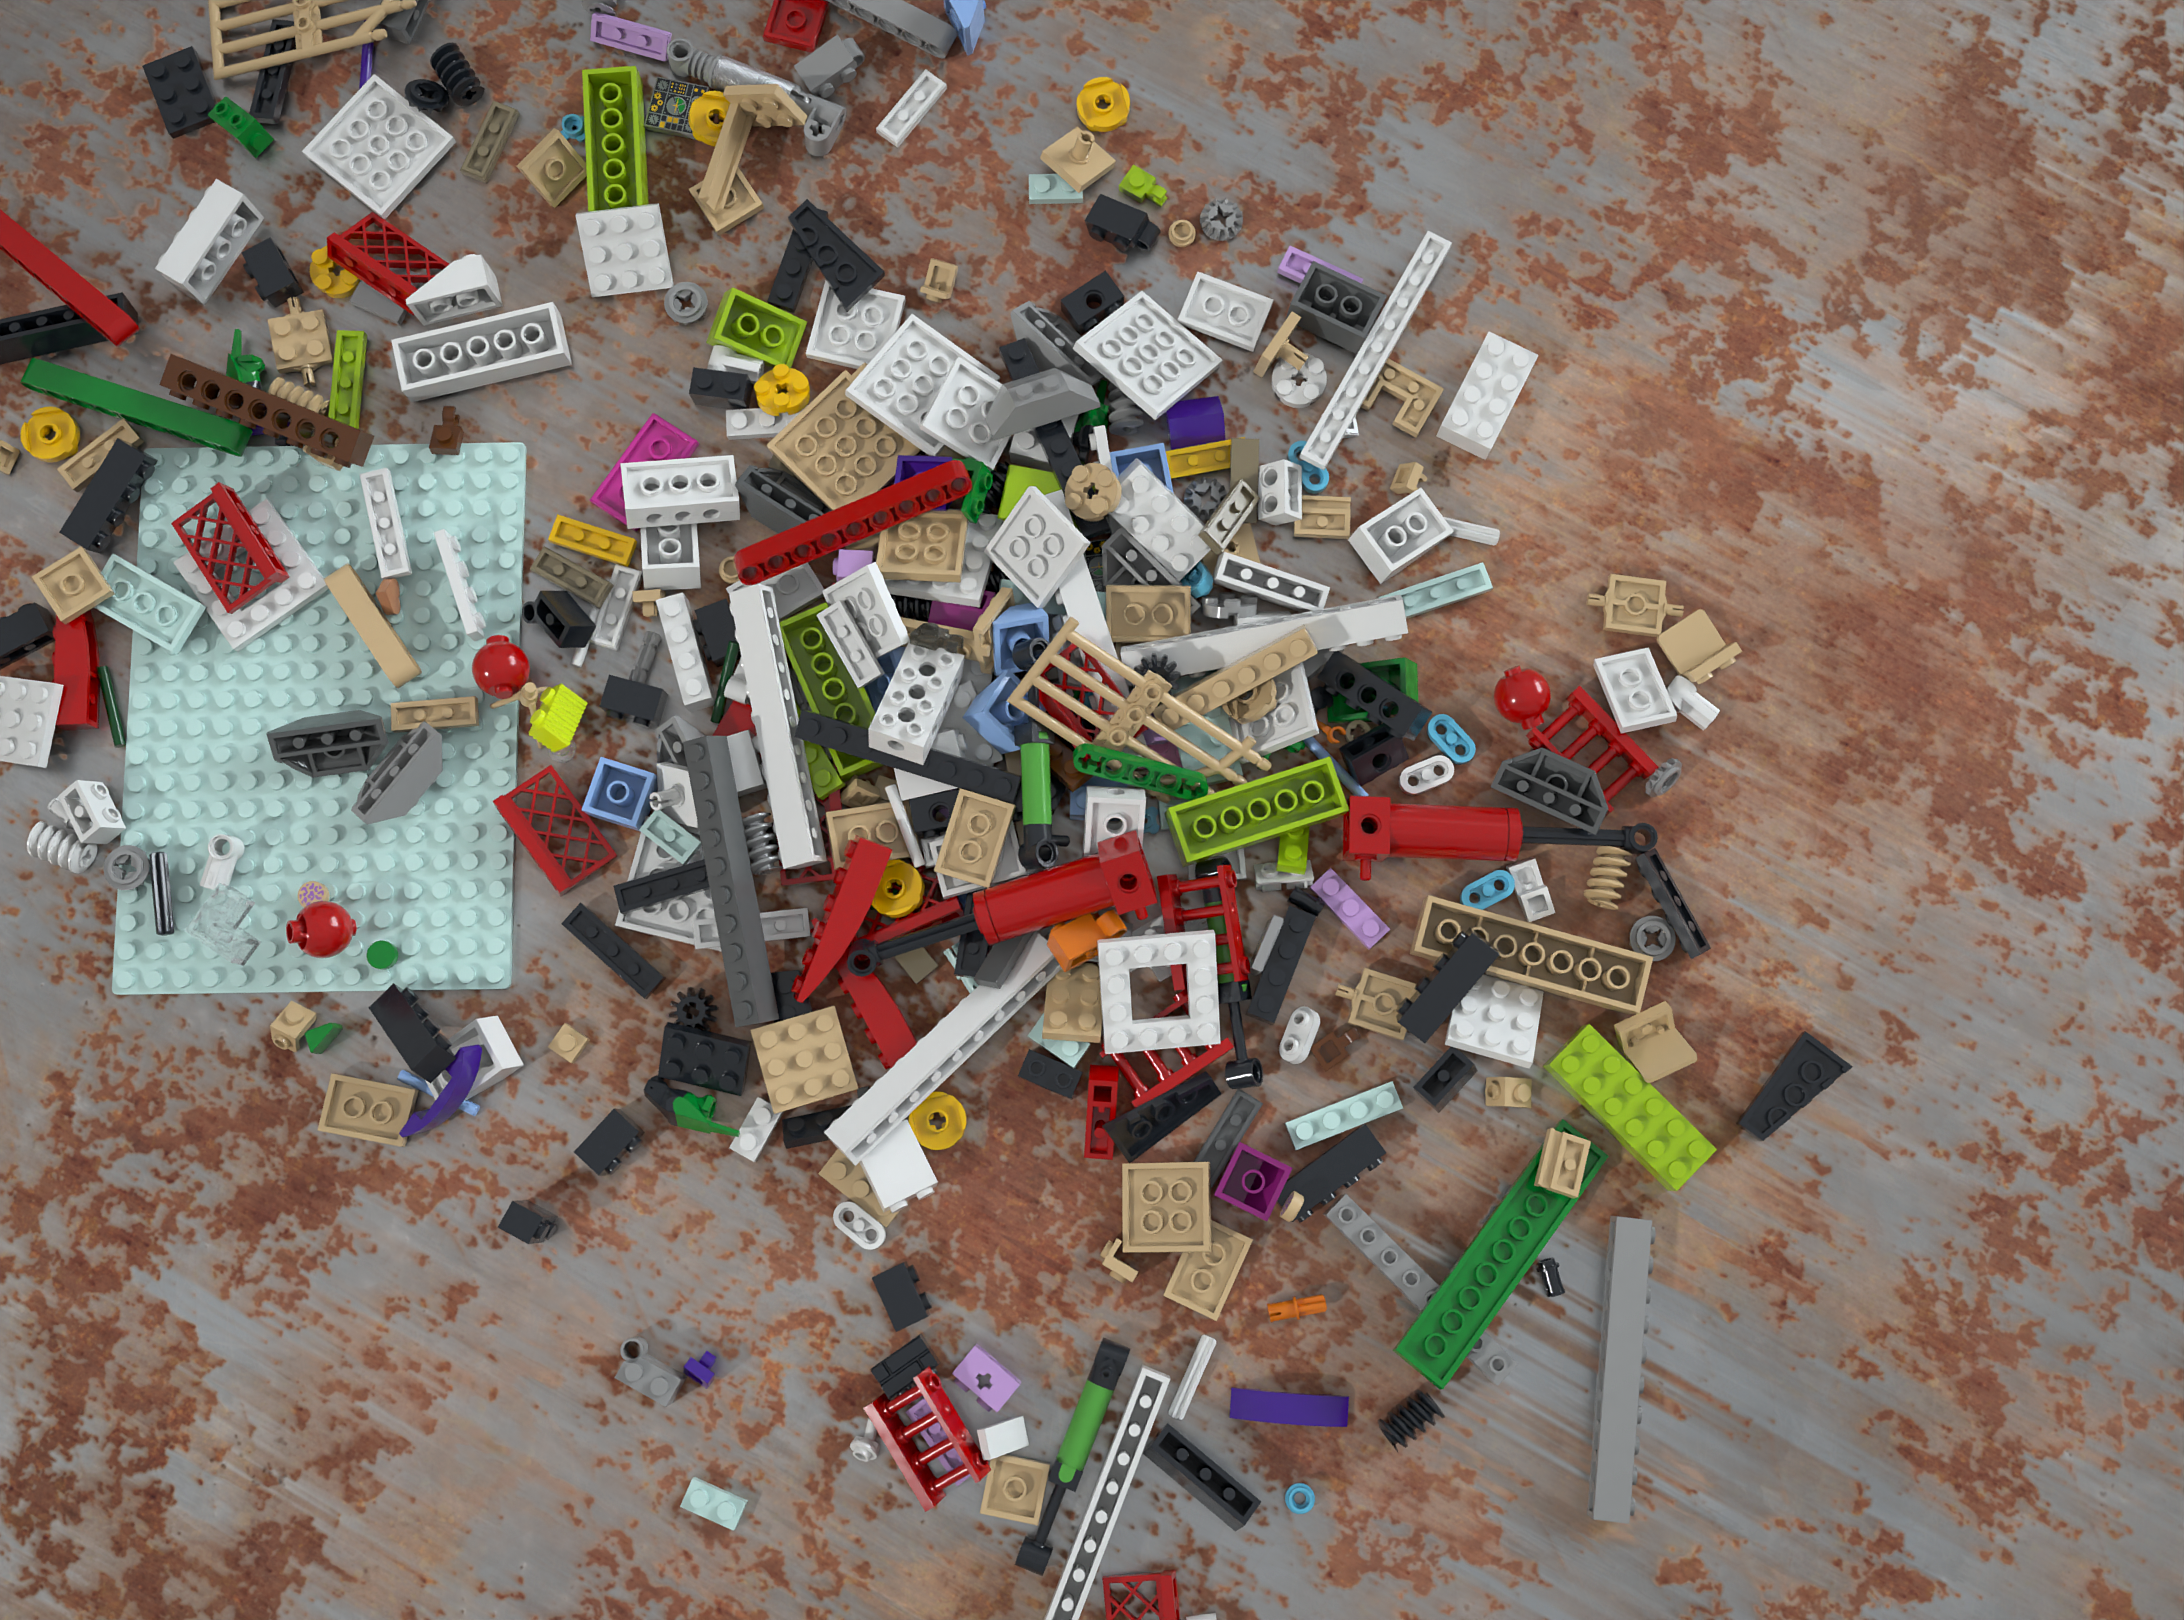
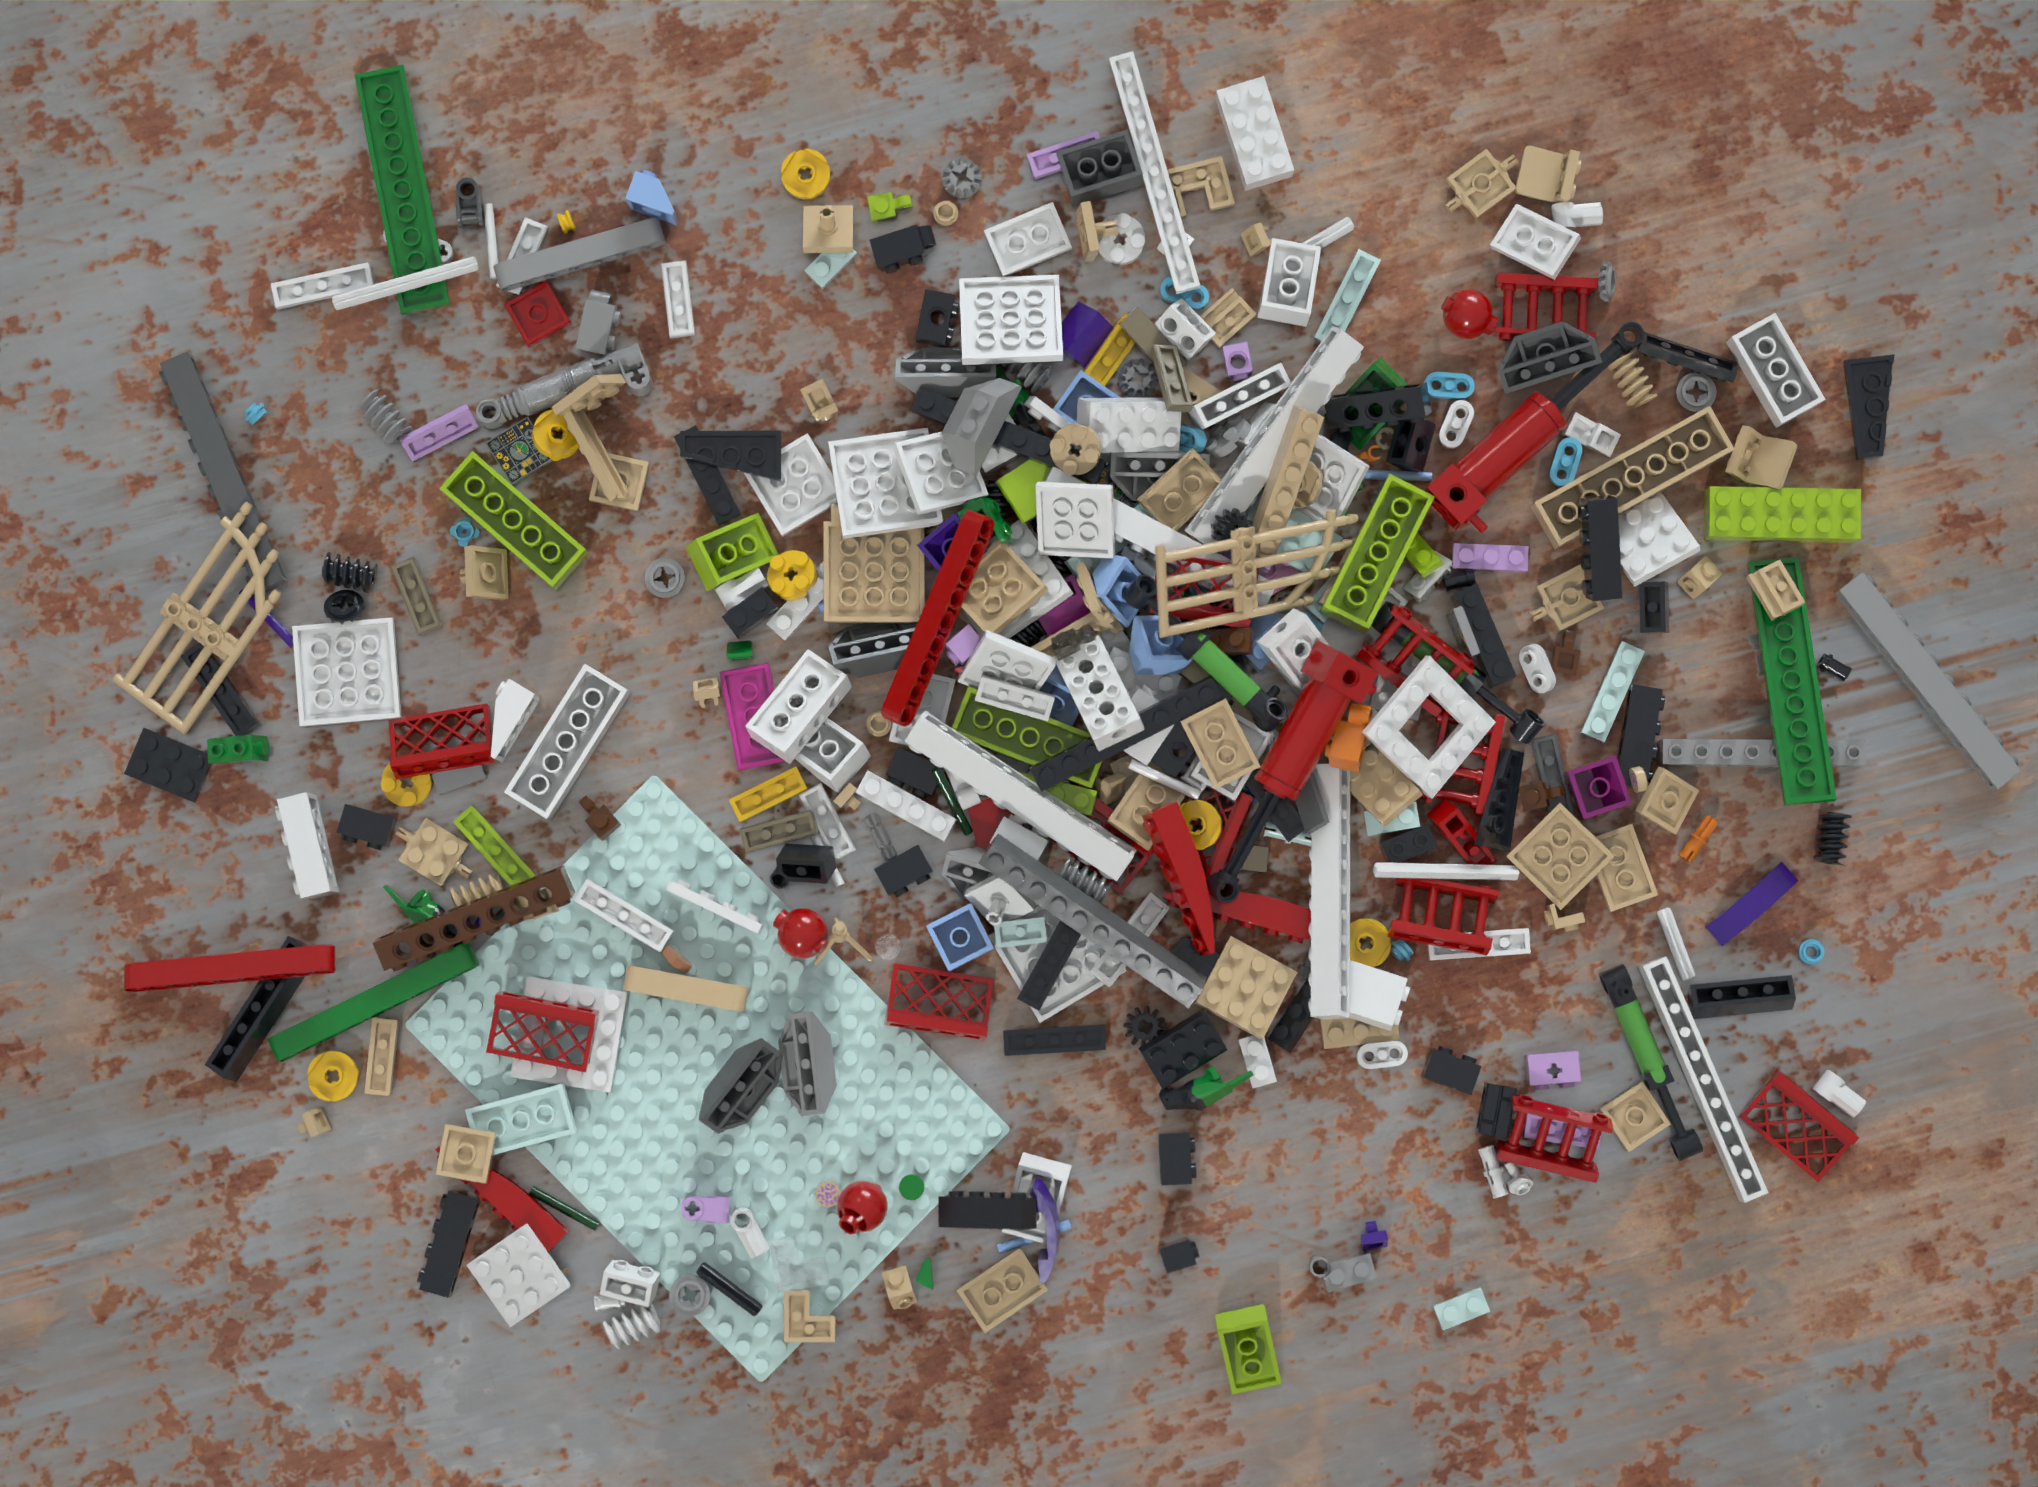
camera: 45 degrees left, 5 degrees up
(108, 496) = (420, 1076): black brick -> none
(184, 979) = (800, 1325): none -> tan plate
(211, 814) = (712, 1208): none -> lavender piece
(437, 713) = (787, 1002): tan plate -> none
(508, 1357) = (1248, 1349): none -> lime slope
(557, 717) = (870, 928): neon yellow brick -> none
(569, 1043) = (1084, 1124): tan plate -> none
(625, 250) = (593, 582): white plate -> none
(629, 415) = (706, 689): none -> tan tile
(684, 412) = (739, 650): none -> green slope
(853, 1415) = (1493, 1171): none -> white pin
(960, 1155) = (1401, 950): none -> medium azure plate
(1002, 1438) = (1599, 1093): white tile -> none
(1010, 1184) = (1452, 936): none -> red fence
(1028, 1213) = (1503, 943): none -> white plate
(1059, 1125) = (1445, 871): none -> white axle
(1131, 762) = (1271, 600): green beam -> none
(1198, 1139) = (1537, 795): none -> reddish brown plate
(1300, 1249) = (1667, 800): none -> tan plate
(1302, 548) = (1240, 351): none -> lavender brick
(1737, 983) = (1775, 370): none -> white brick

